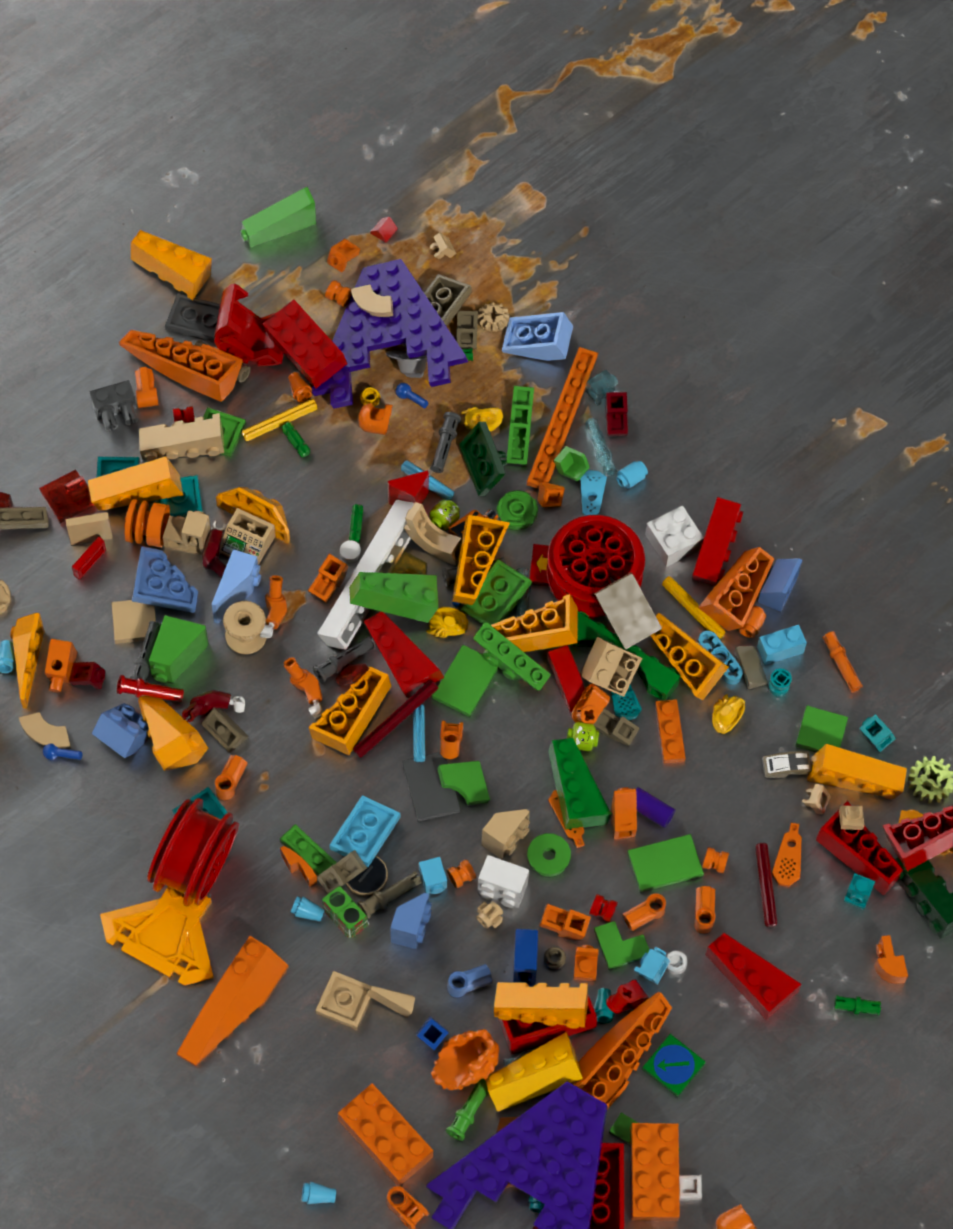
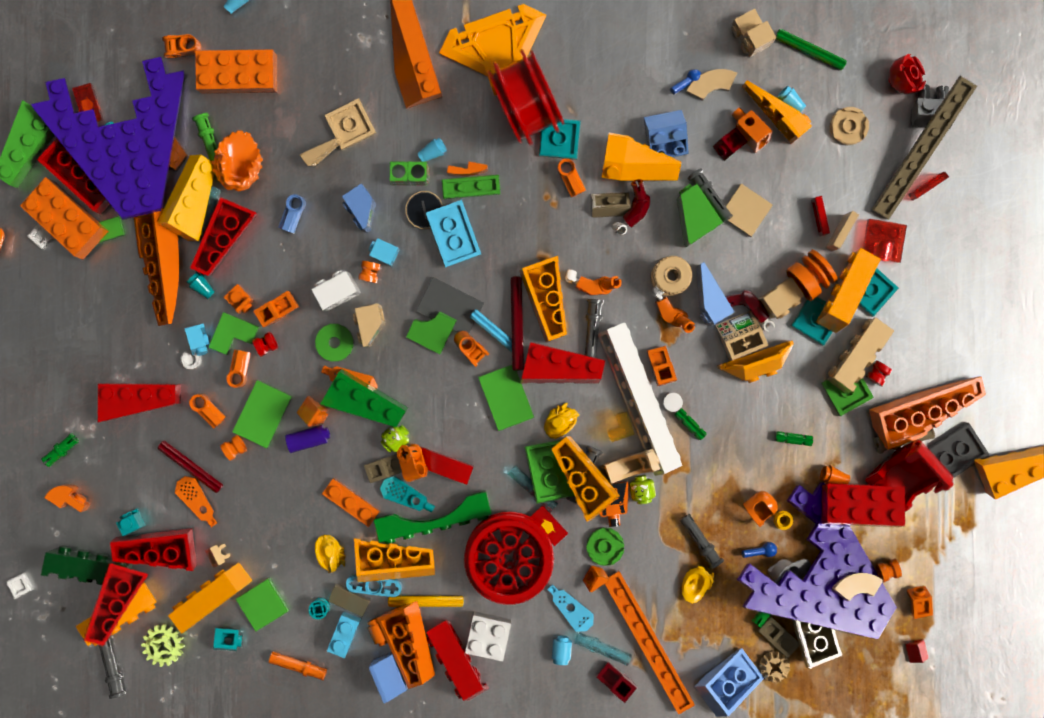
camera: 135 degrees right, 25 degrees up
(114, 401) = (935, 334): dark grey brick -> none
(140, 687) = (686, 167): red pin -> none
(146, 391) = (922, 363): orange piece -> none
(162, 583) = (757, 250): medium blue plate -> none
(279, 419) = (820, 440): yellow axle -> none
(280, 219) = (989, 579): bright green slope -> none
(341, 872) = (436, 192): dark tan slope -> none
(351, 674) = (573, 319): clear red tile -> none
(381, 899) = (397, 203): dark tan pin -> none
(398, 594) = (603, 399): bright green wedge -> none
(409, 488) = (679, 479): red slope -> none
(432, 1033) = (275, 157): blue brick -> none
(434, 485) = (681, 503): medium azure axle -> none
(444, 245) = (863, 682): tan tile -> none
(482, 459) = (661, 554): dark green plate -> none
(489, 914) = (324, 265): tan gear -> none
(510, 658) = (490, 436): bright green bracket -> none
(520, 425) = (669, 607): bright green slope -> none
(525, 956) = (272, 259): blue slope -> none
(542, 1003) = (224, 236): light orange wedge -> none
(544, 627) = (491, 479): light orange wedge -> none
(554, 951) = (255, 285): dark tan plate -> none
(571, 463) = (605, 615): bright green panel -> none
(599, 385) = (649, 692): clear light blue brick -> none
(610, 666) = (426, 499): tan slope -> none
(627, 997) = (191, 303): red piece -> none
(628, 611) = (449, 544): tile -> none
(673, 1065) = (125, 296): tile -> none
(786, 764) = (258, 558): slope -> none
(851, 817) = (176, 561): tan tile -> none

